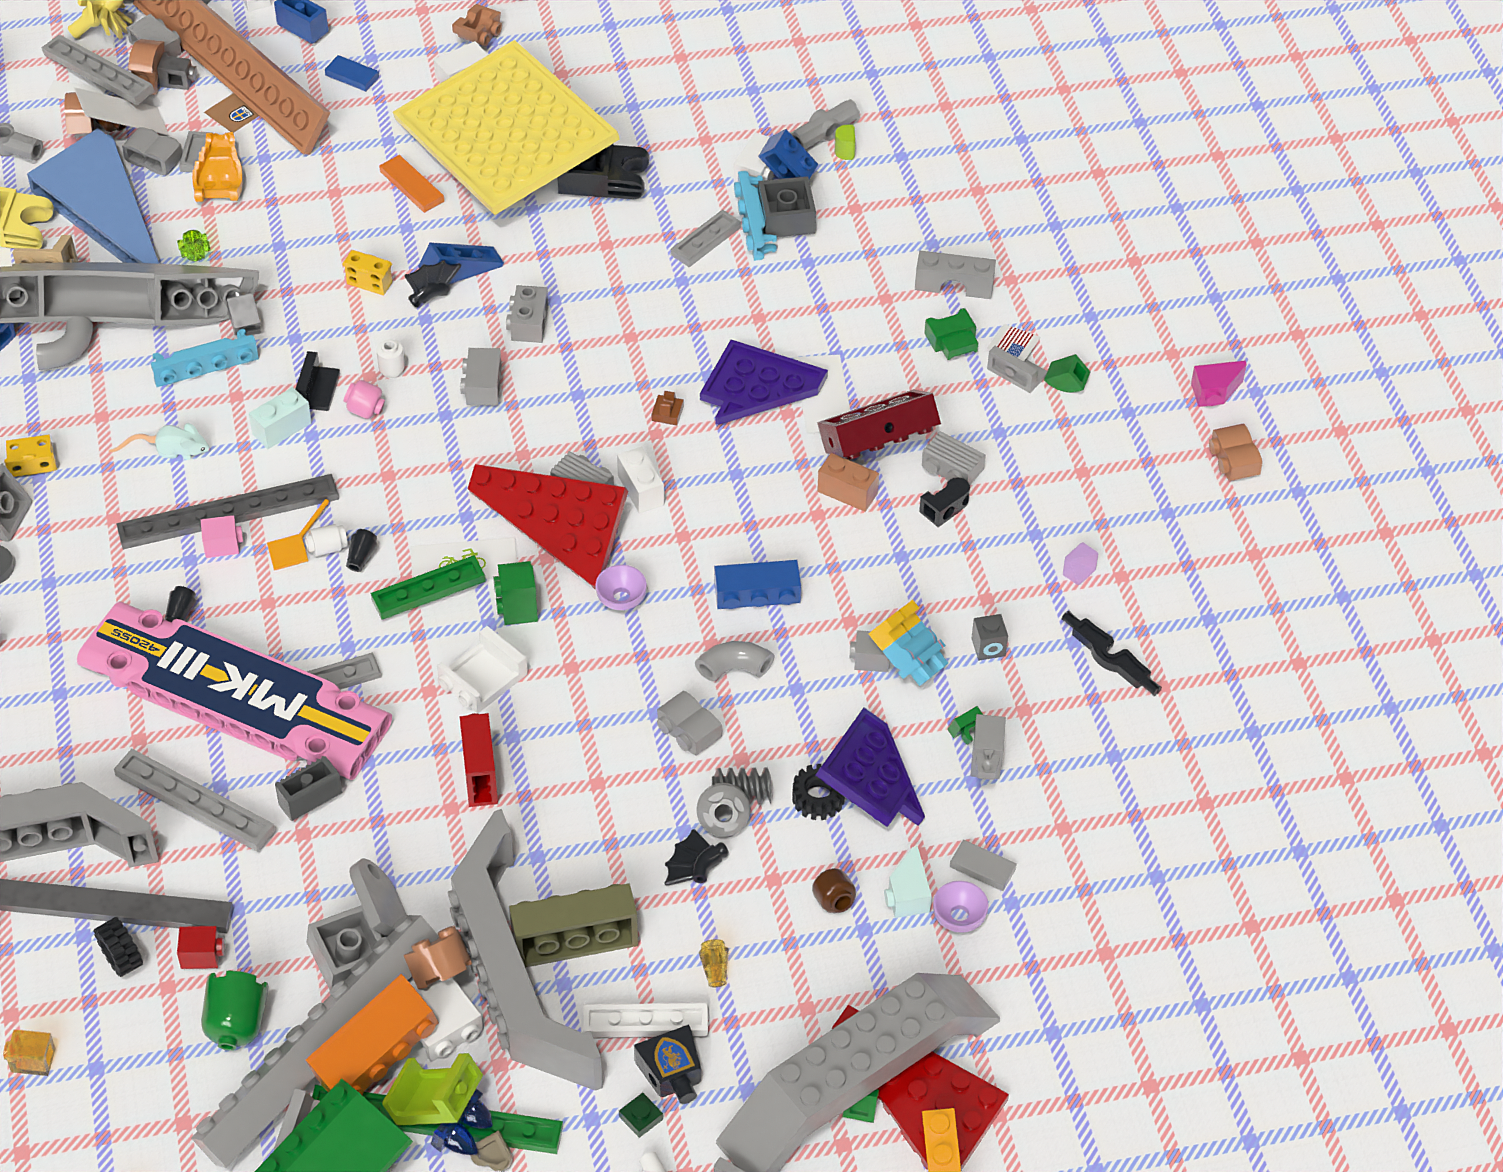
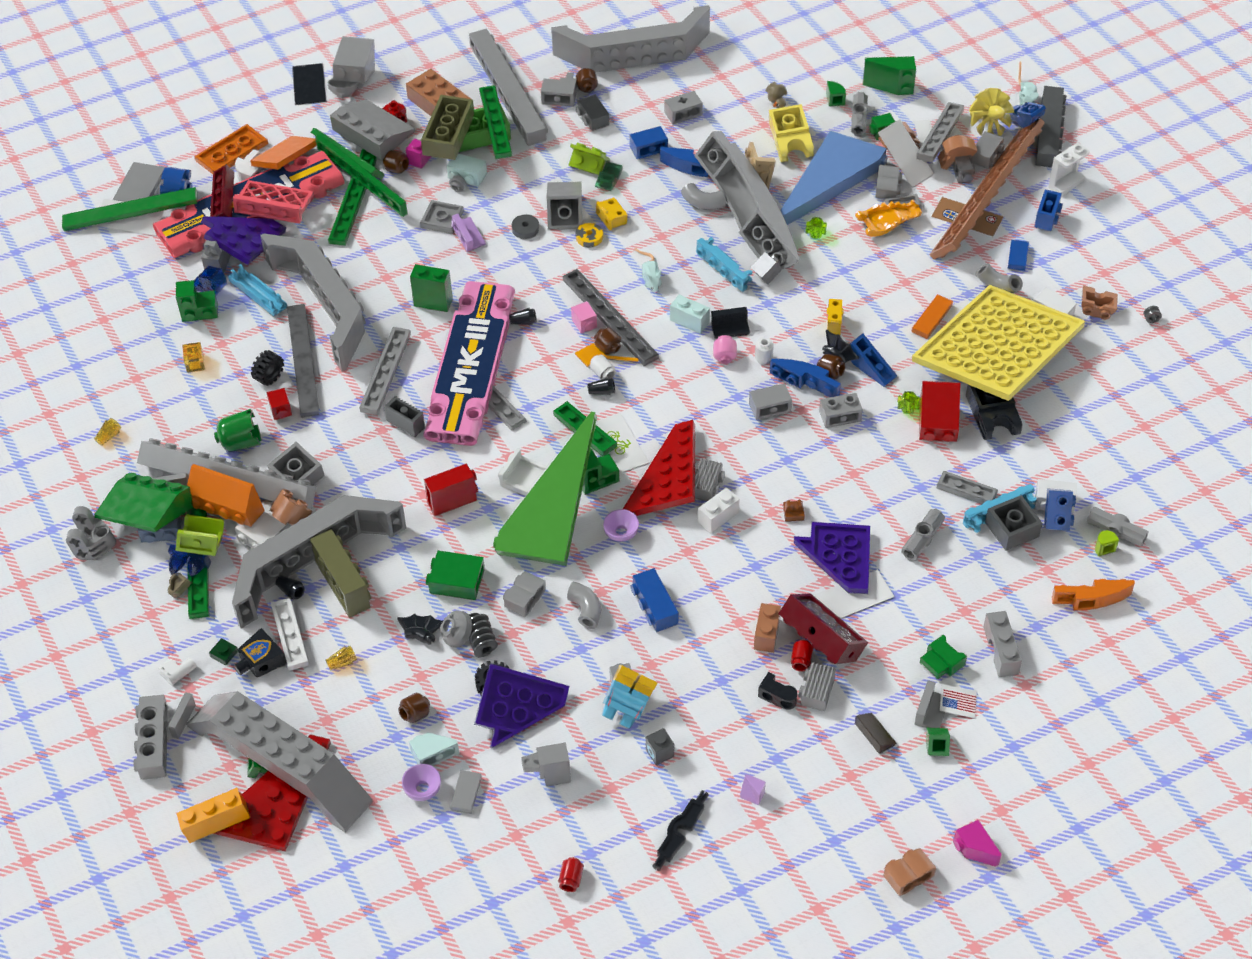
camera: 75 degrees right, 0 degrees up
(45, 123) = (879, 123): none -> green brick
(52, 504) = (589, 235): none -> yellow piece
(73, 695) = (431, 288): none -> green brick
(281, 520) = (607, 341): none -> reddish brown head
(376, 896) = (332, 475): light grey tile -> none
(383, 105) = (990, 276): none -> light grey cylinder
(447, 333) = (801, 373): none -> blue slope
(451, 301) = (833, 364): none -> reddish brown head
(548, 246) = (908, 402): none -> clear neon green gear
(561, 1002) = (292, 588): none -> black cone
(581, 652) = (547, 516): none -> bright green slope
(584, 219) = (939, 411): none -> red slope
(625, 793) = (455, 575): none -> green brick
(763, 295) = (923, 534): none -> light grey piece
(900, 462) = (801, 655): none -> red brick
(913, 176) = (1099, 595): none -> orange slope
(964, 724) = (578, 750): green tile -> none
(1033, 430) = (874, 732): none -> dark brown slope
(1146, 777) = (570, 874): none -> red brick

